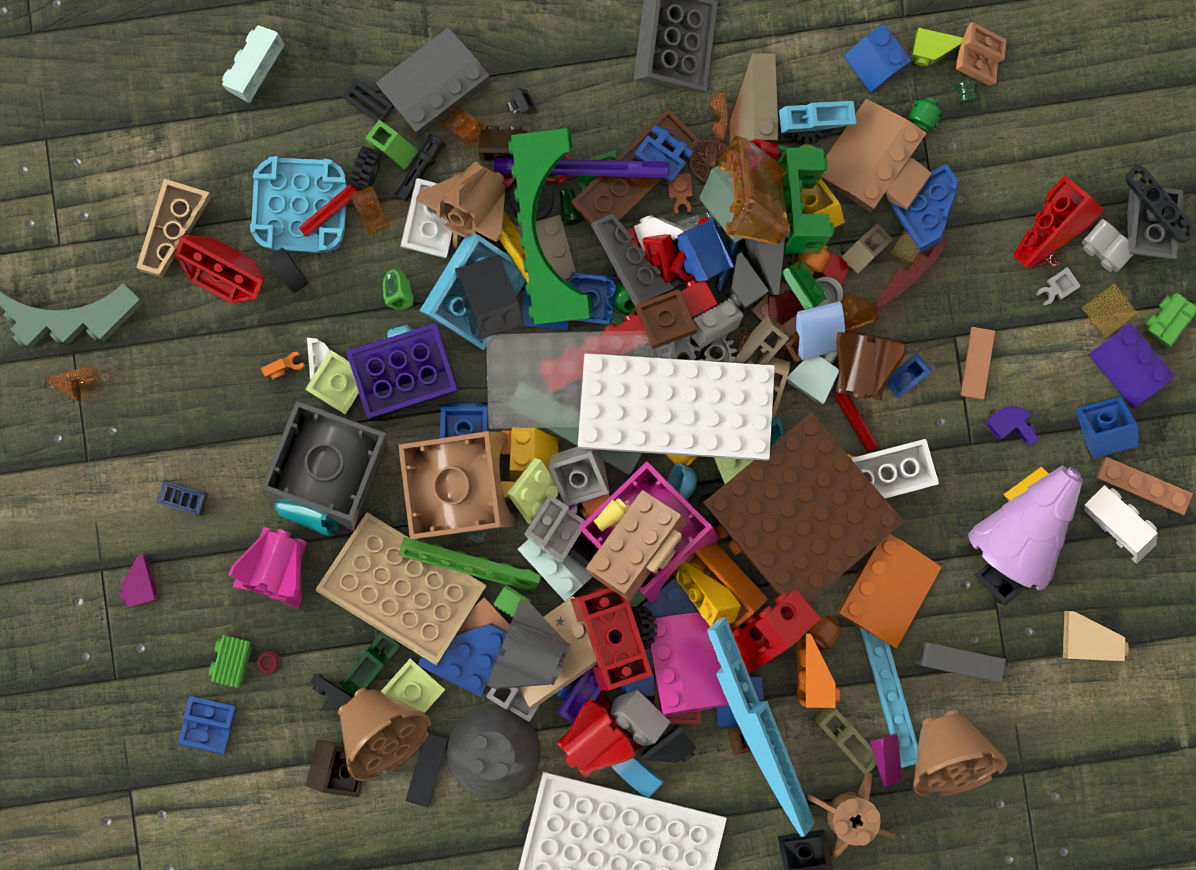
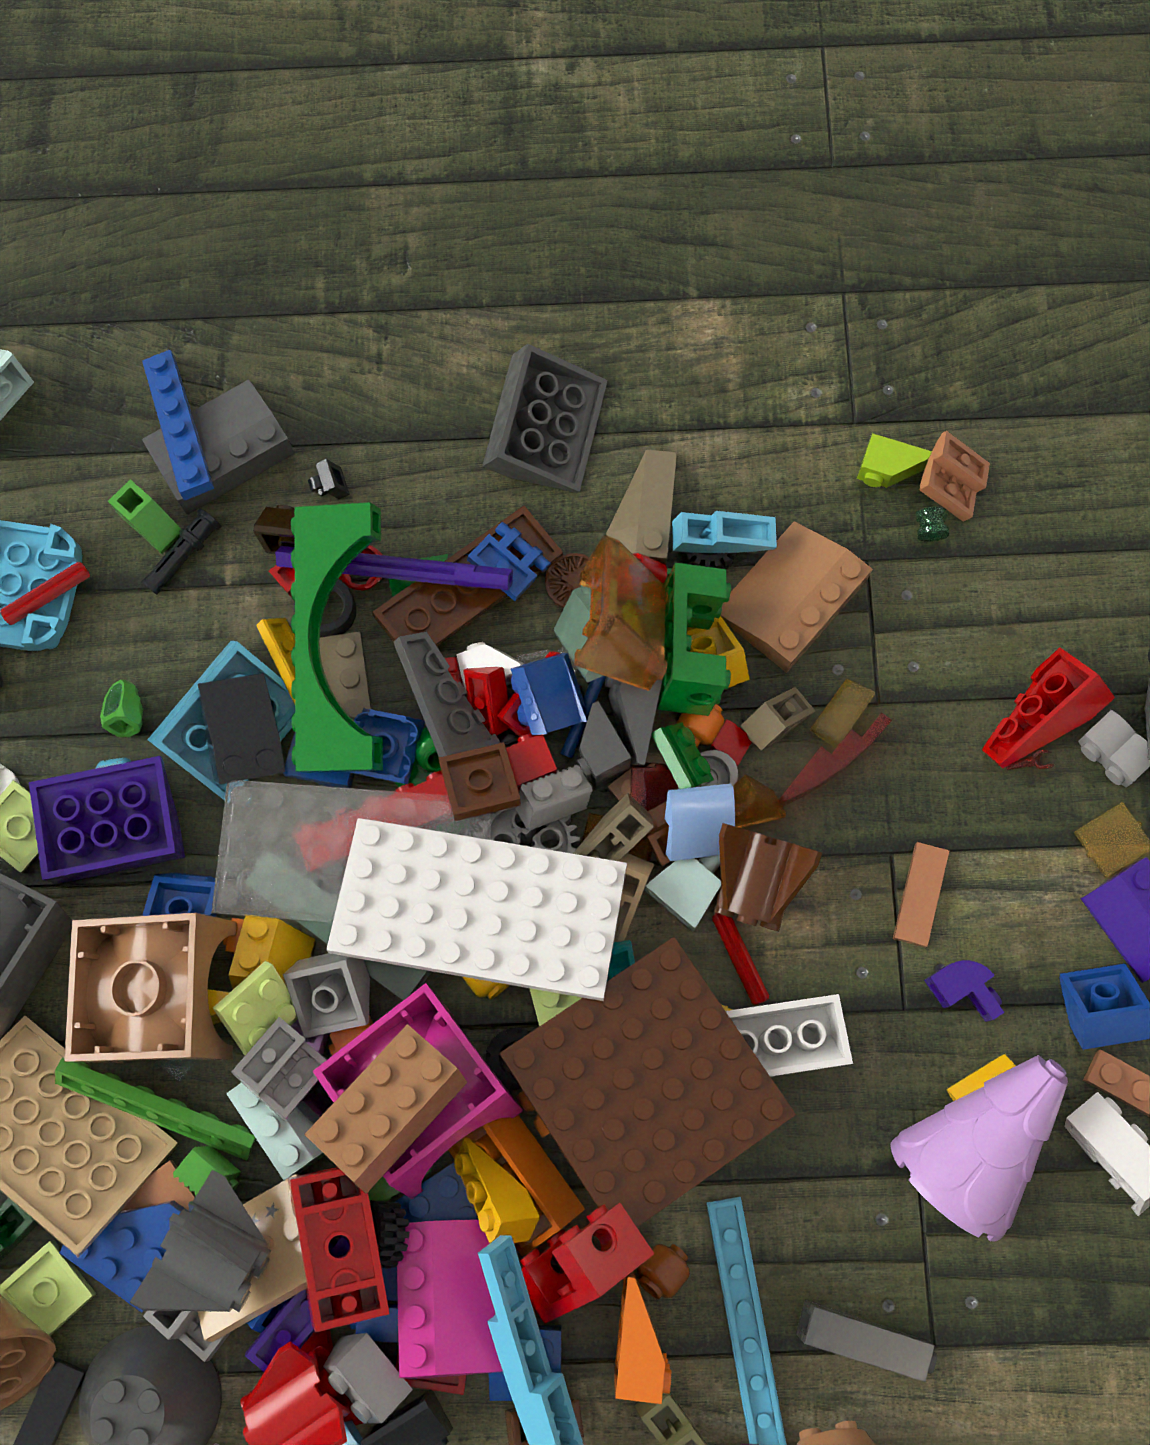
camera: 10 degrees right, 10 degrees down
(352, 89) = (111, 445): black tile -> none
(365, 168) = (104, 543): black tyre -> none
(370, 210) = (103, 598): clear orange slope -> none
(405, 72) = (177, 425): none -> blue plate
(423, 228) = (183, 618): white plate -> none
(463, 126) = (246, 503): clear orange slope -> none
(469, 202) = (233, 598): medium nougat brick -> none
(568, 213) = (371, 631): dark green cone -> none
(611, 514) = (359, 1056): light yellow cone -> none
(665, 553) = (427, 1125): tan tile -> none
(680, 190) = (529, 615): dark orange plate -> none
(683, 480) = (481, 1020): medium azure hair -> none
(720, 111) = (592, 518): clear orange slope -> none
(877, 58) = (814, 469): blue slope -> none
(888, 590) = (766, 1216): orange slope -> none
(908, 184) = (841, 635): medium nougat slope -> none
(908, 375) = (820, 900): blue slope -> none
(925, 114) = (874, 547): green head -> none
(930, 210) = (863, 668): blue plate -> none
(998, 584) = (935, 1231): black slope -> none
(1060, 285) = (1046, 796): light grey plate -> none
(1091, 640) = (1064, 1330): tan slope -> none

